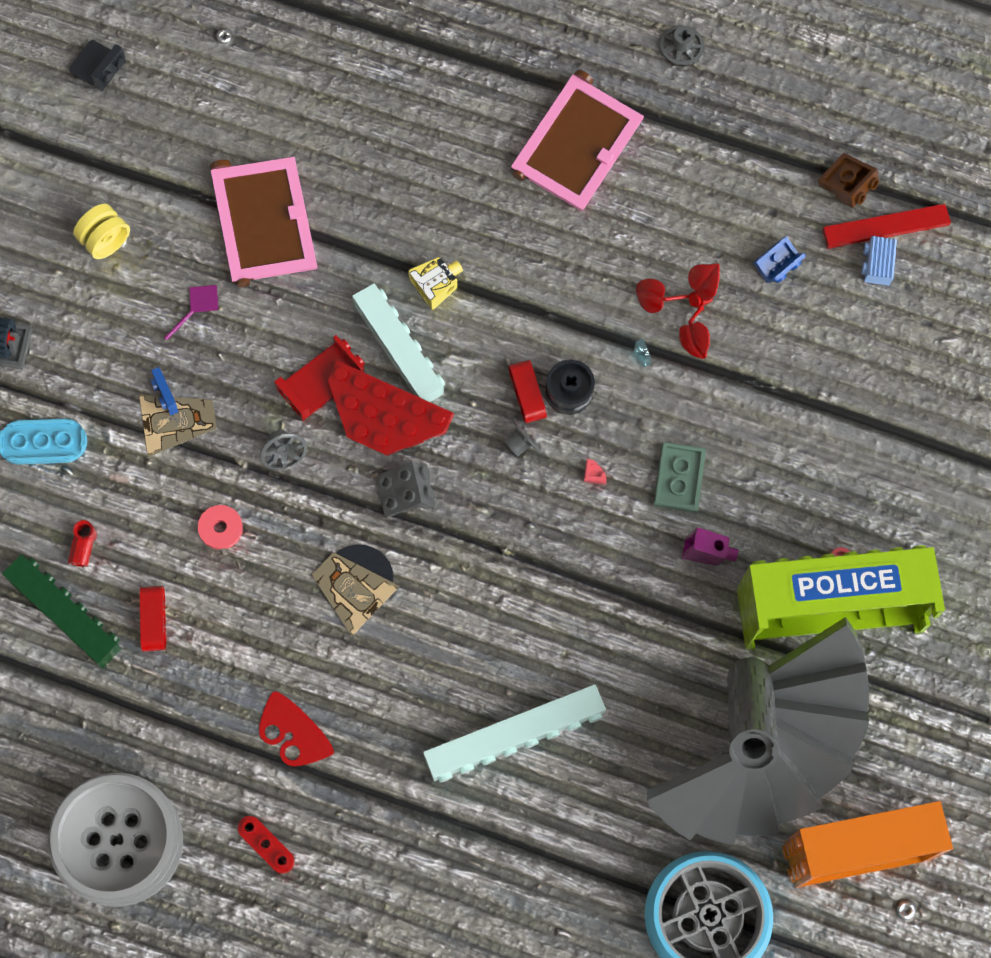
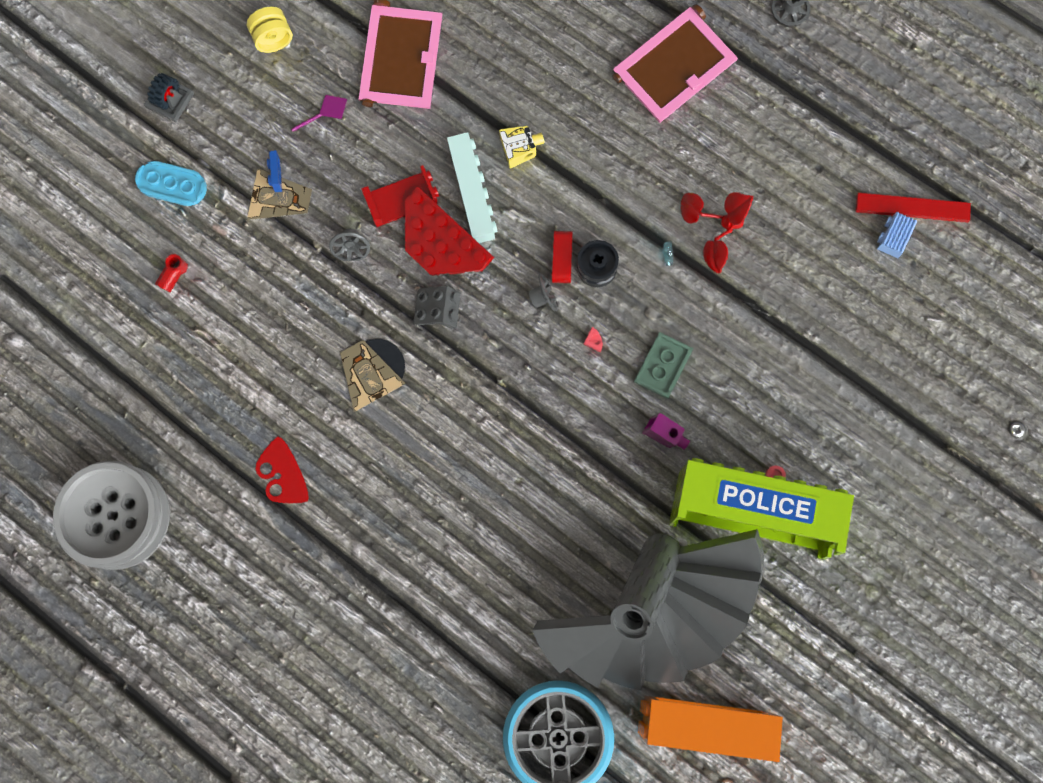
camera: 30 degrees right, 5 degrees up
(62, 611) = (137, 321): dark green brick -> none
(152, 618) = (204, 348): red beam -> none
(215, 515) = (278, 282): coral tile -> none
(273, 852) = (235, 563): red plate -> none
(514, 733) = (454, 532): light aqua brick -> none
(778, 261) = (809, 209): bracket -> none
(849, 180) = (894, 159): reddish brown plate -> none

